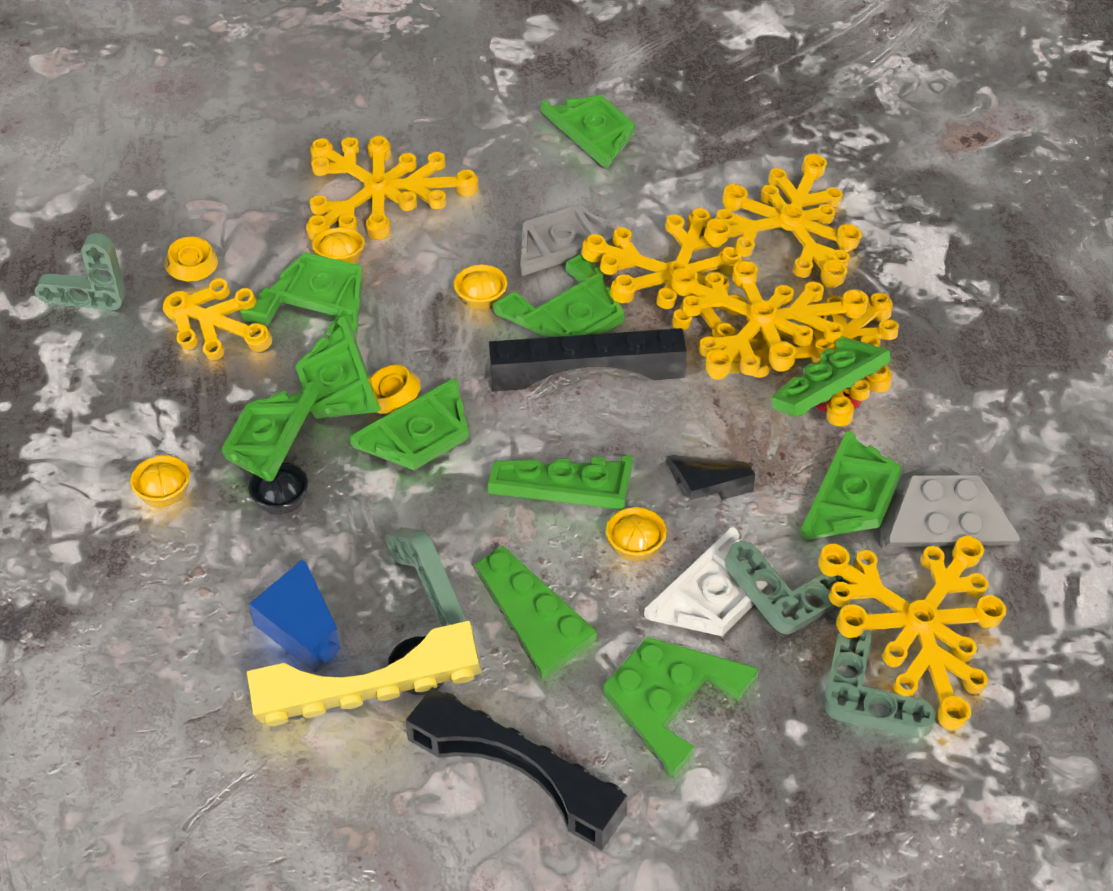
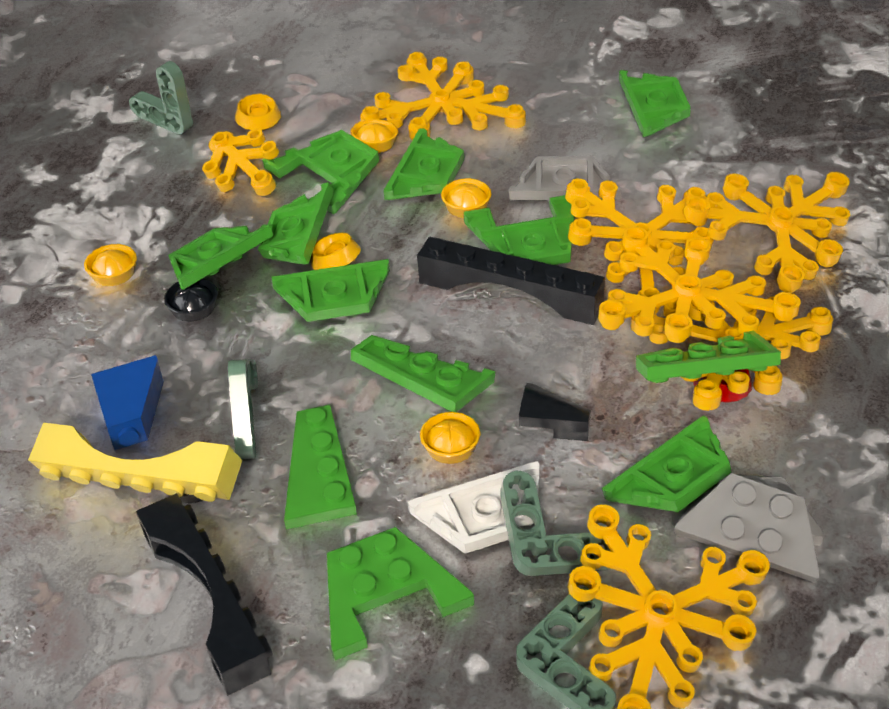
camera: 30 degrees right, 5 degrees down
(418, 267) = (424, 168): none -> bright green wing

